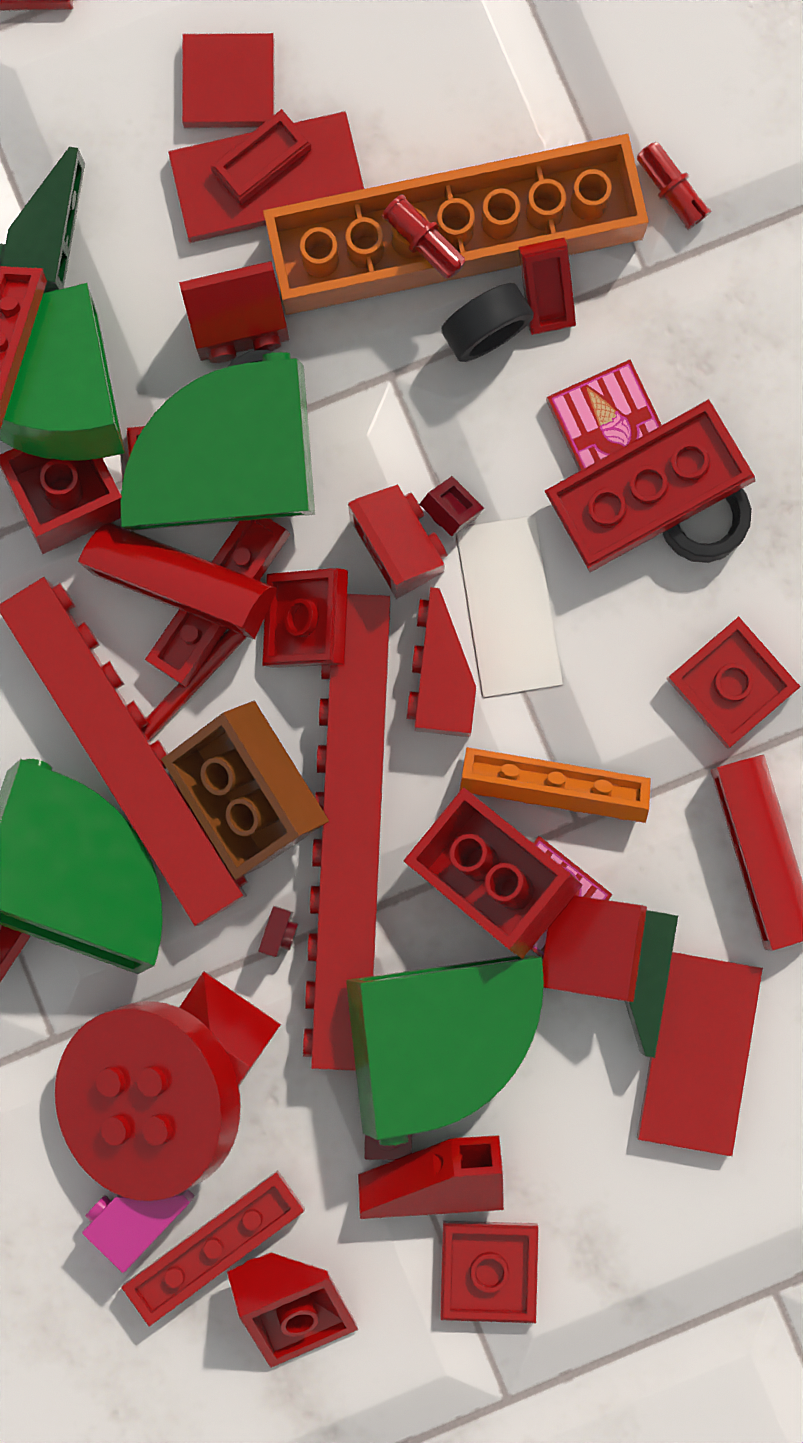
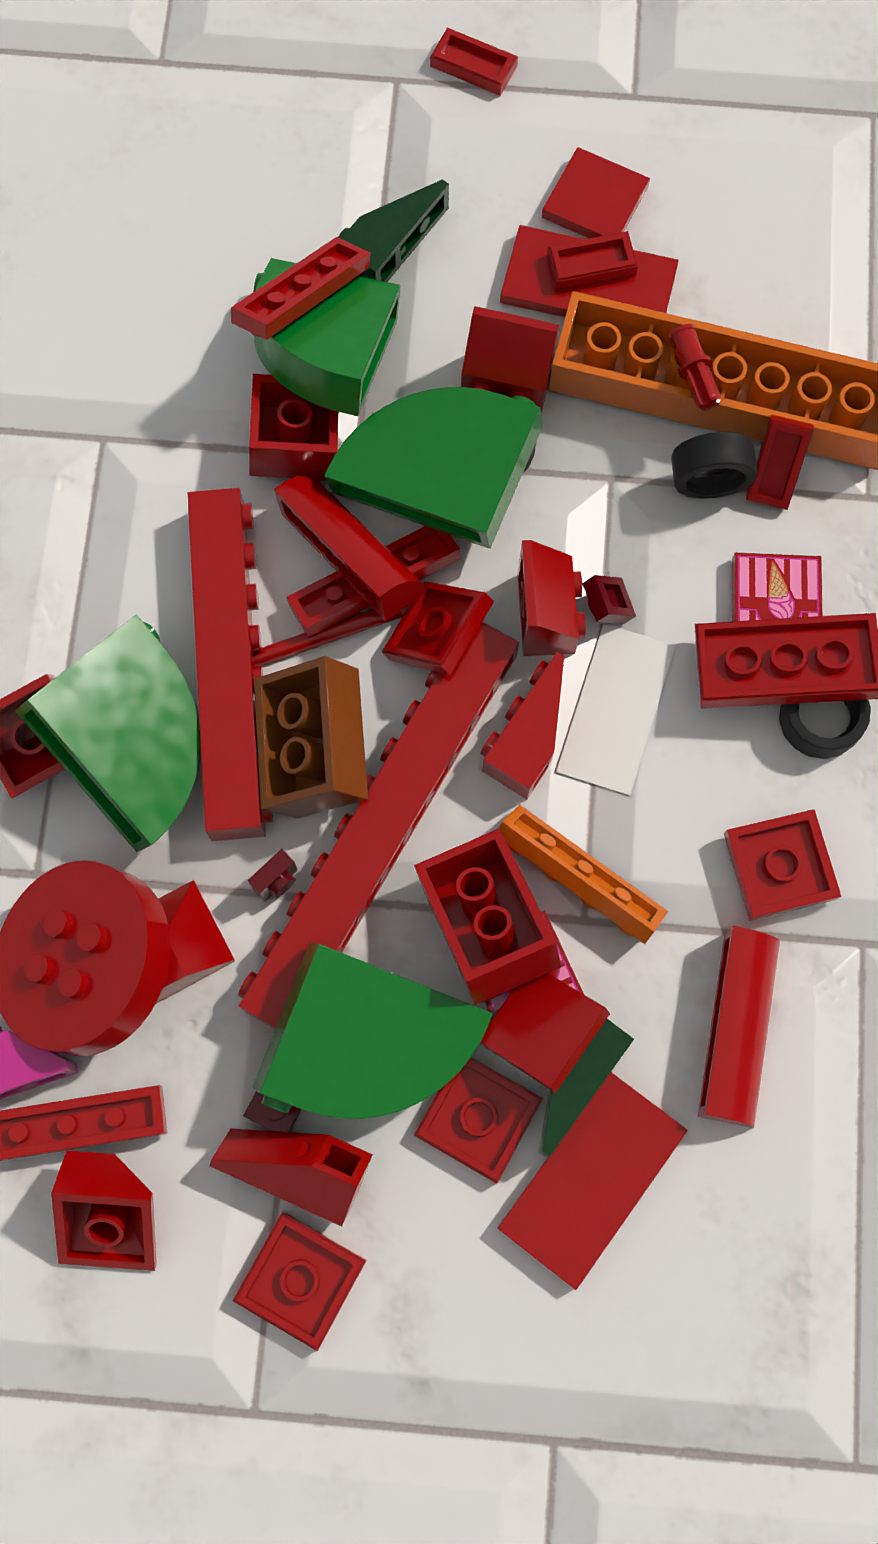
camera: 25 degrees right, 10 degrees down
(575, 1053) = (479, 1119): none -> red tile

